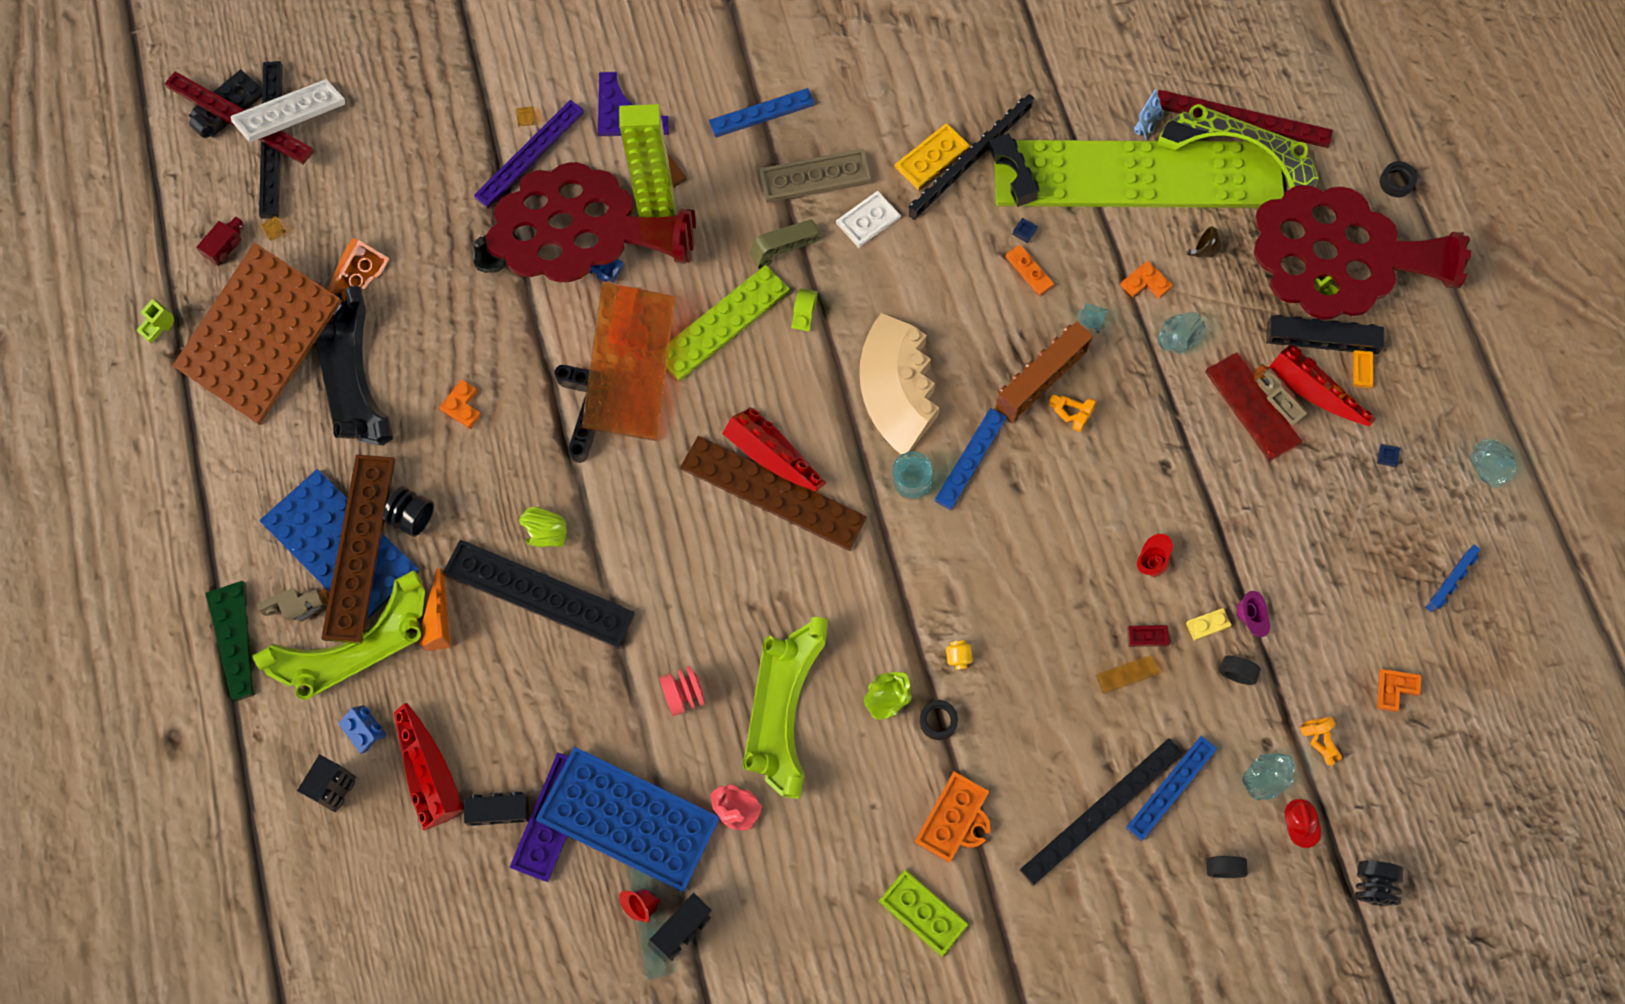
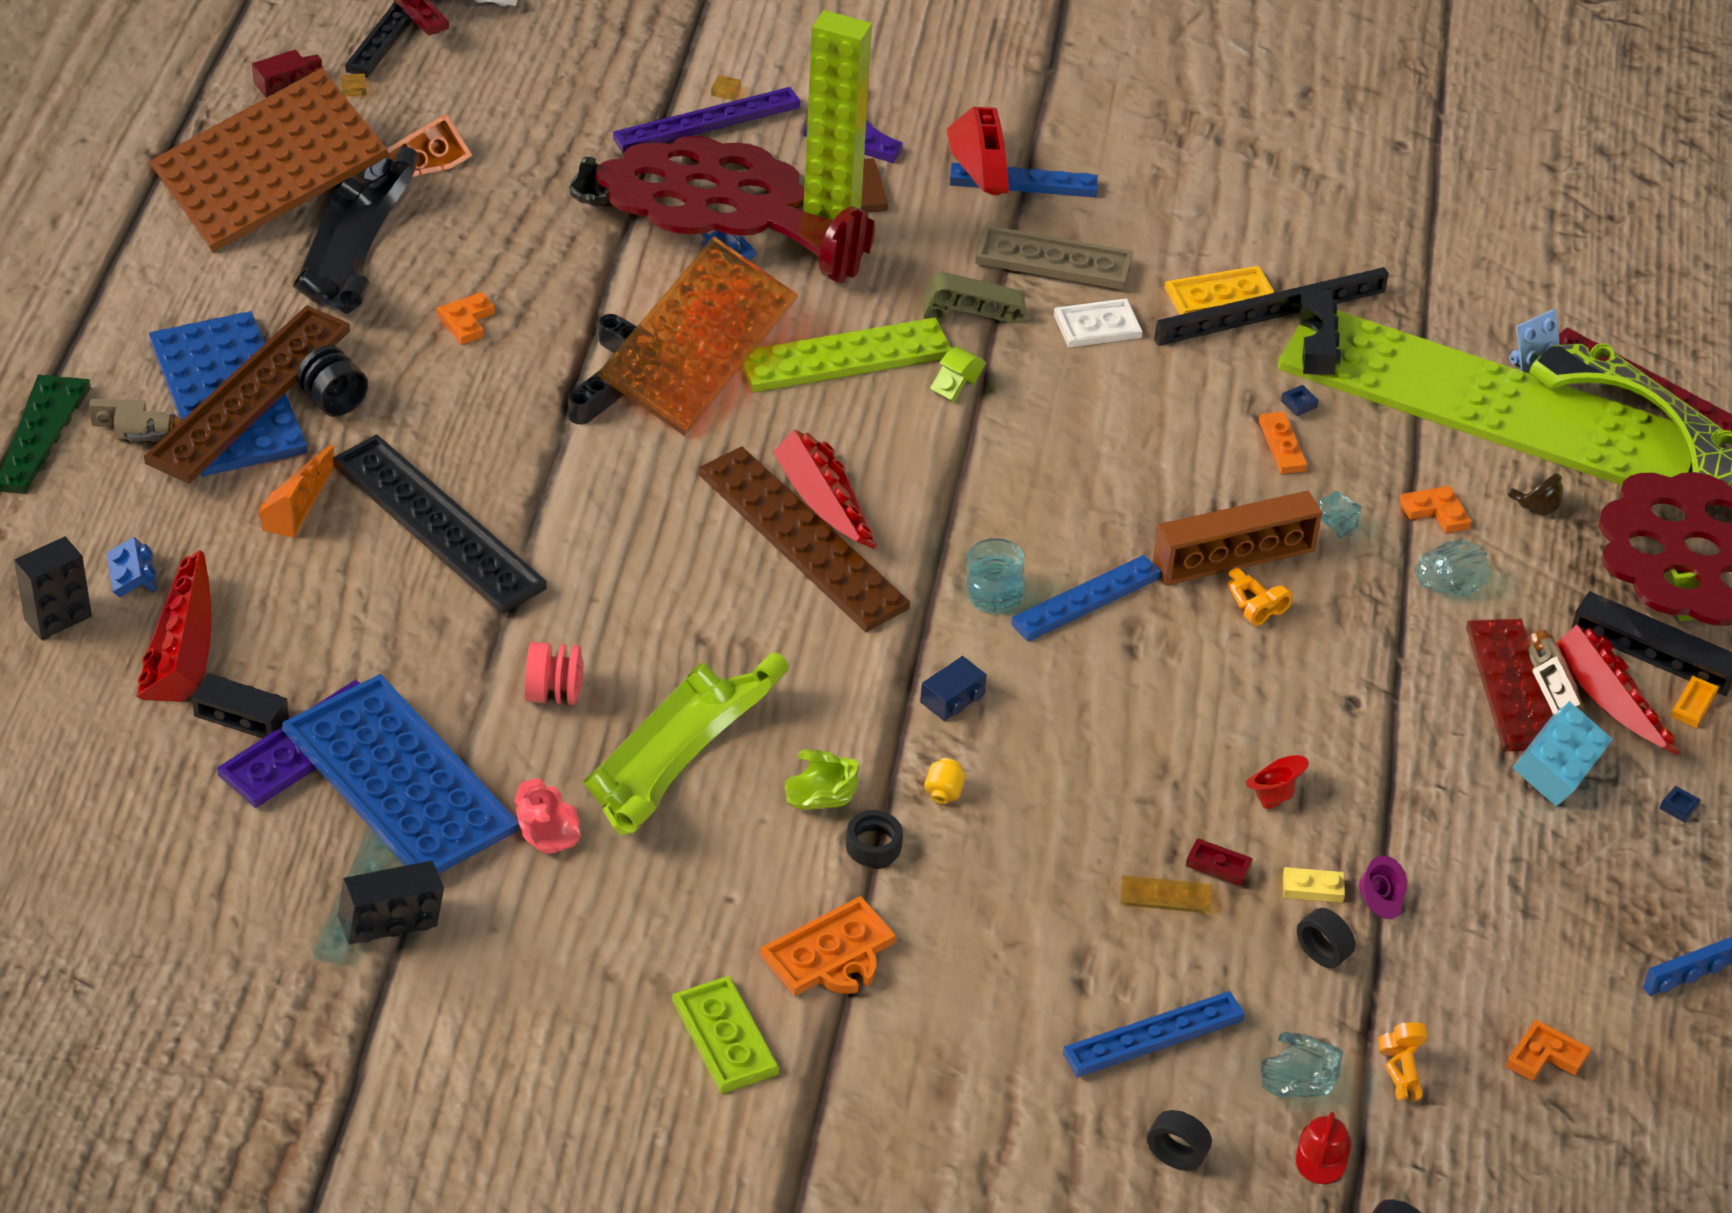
camera: 20 degrees right, 25 degrees down
(156, 321) = (164, 113): lime brick -> none
(331, 665) = (87, 474): lime panel -> none
(544, 527) = (487, 458): lime hair -> none
(639, 904) = (354, 858): red piece -> none
(726, 105) = (980, 148): none -> red wedge
(895, 382) = (1038, 486): tan brick -> none
(928, 576) = (953, 688): none -> dark blue brick
(1100, 812) = (1036, 1024): black plate -> none
(1311, 456) = (1562, 753): none -> medium azure brick

